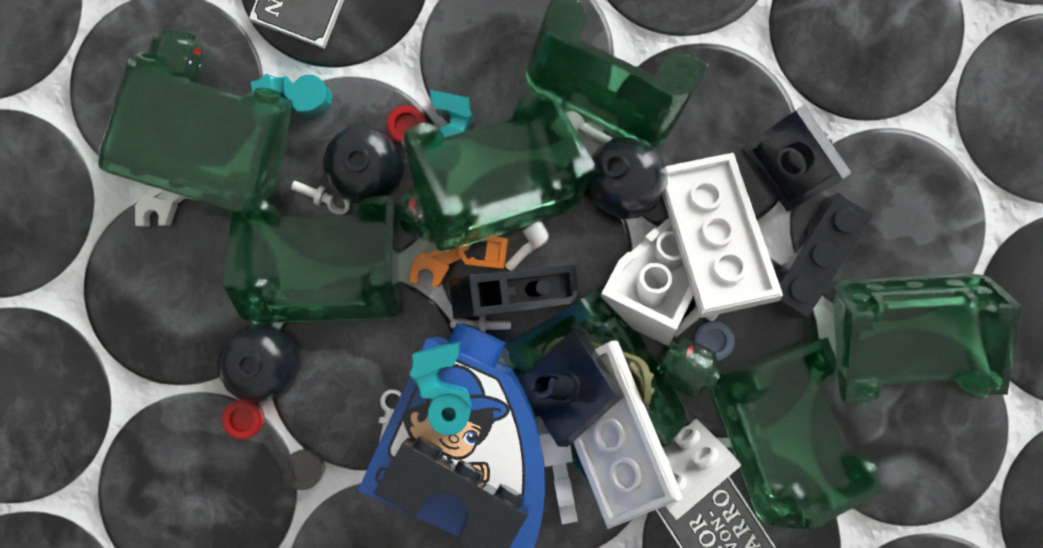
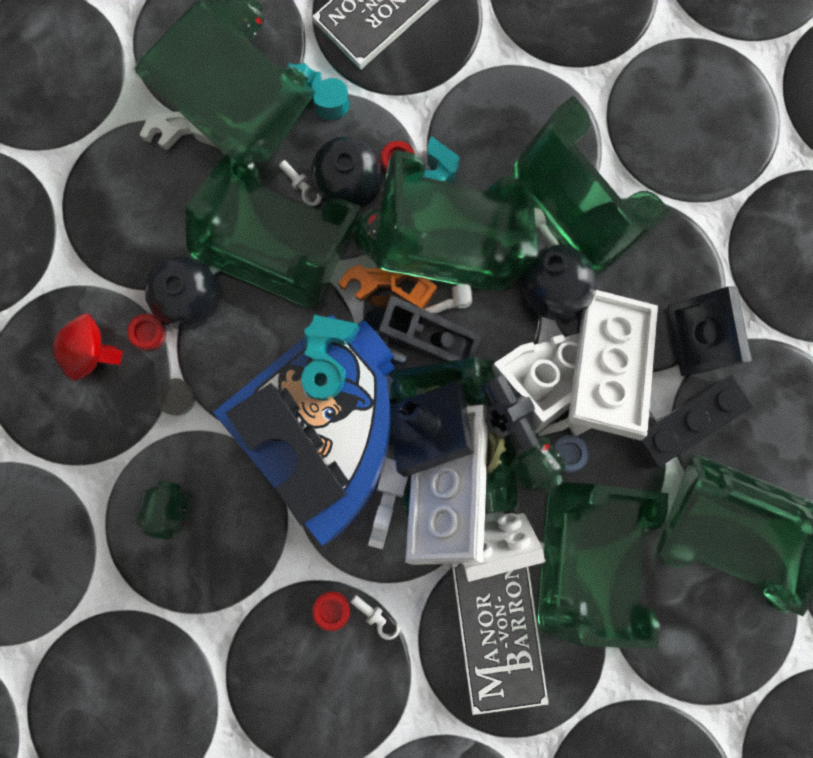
camera: 20 degrees right, 5 degrees down
(187, 469) = (80, 348): none -> red piece
(641, 338) = (510, 414): none -> black axle

